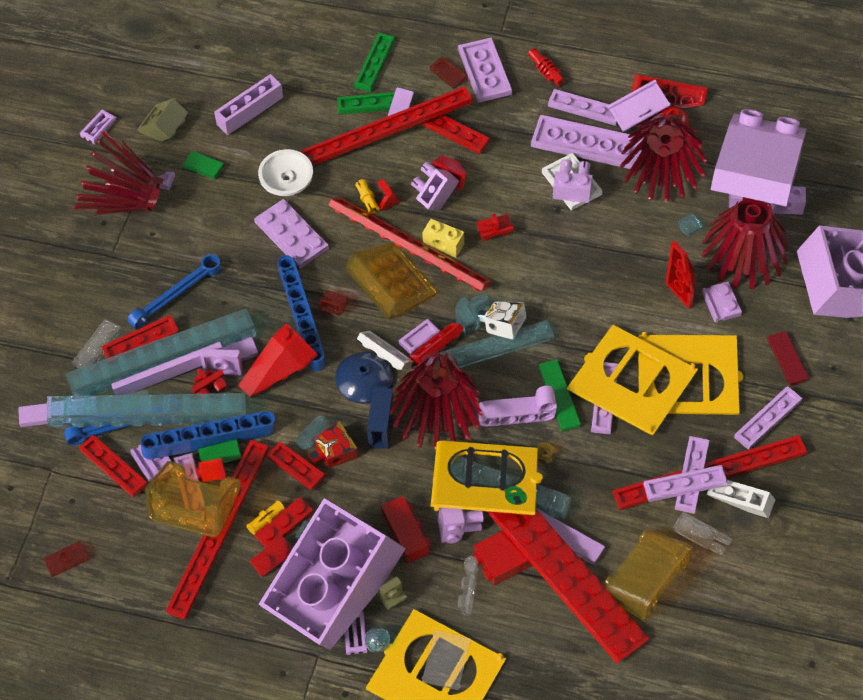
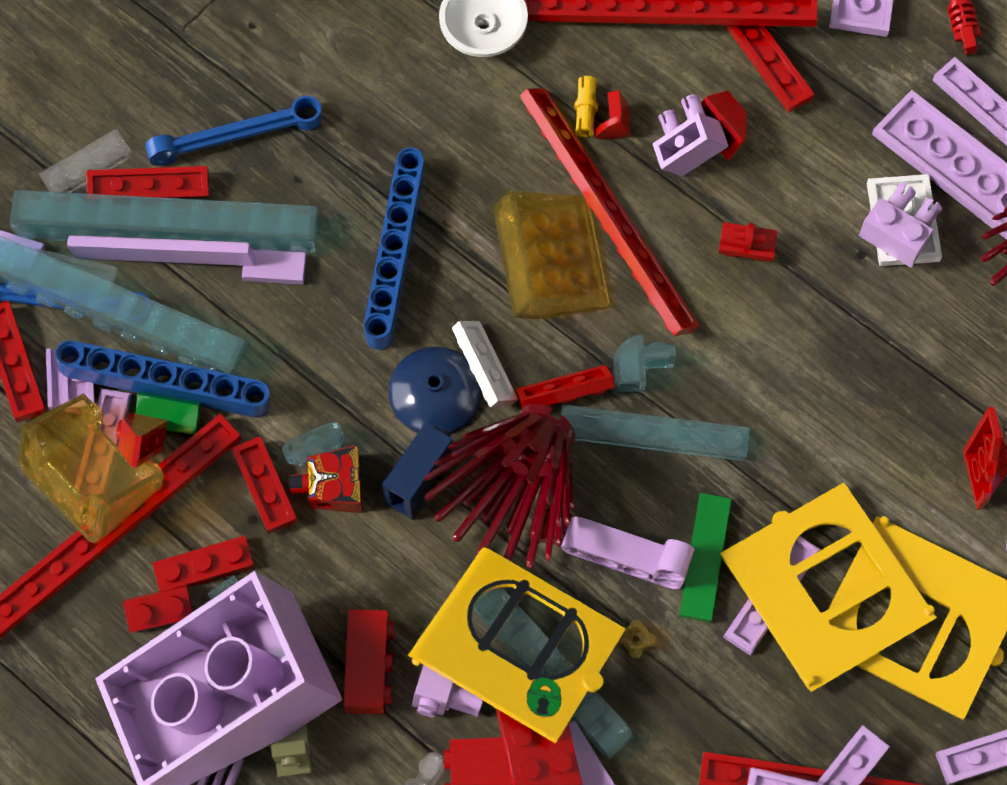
camera: 25 degrees right, 10 degrees up
(216, 380) = (220, 296): red hips -> none
(226, 360) = (238, 274): lavender tile -> none
(265, 517) = (159, 550): yellow pin -> none
(280, 358) = (322, 309): red wedge -> none
(291, 233) = (446, 115): lavender plate -> none
(333, 303) = (449, 254): clear red piece -> none
(418, 336) = (547, 364): lavender tile -> none
(443, 238) = (661, 225): light yellow brick -> none
(504, 318) = (683, 397): white torso -> none

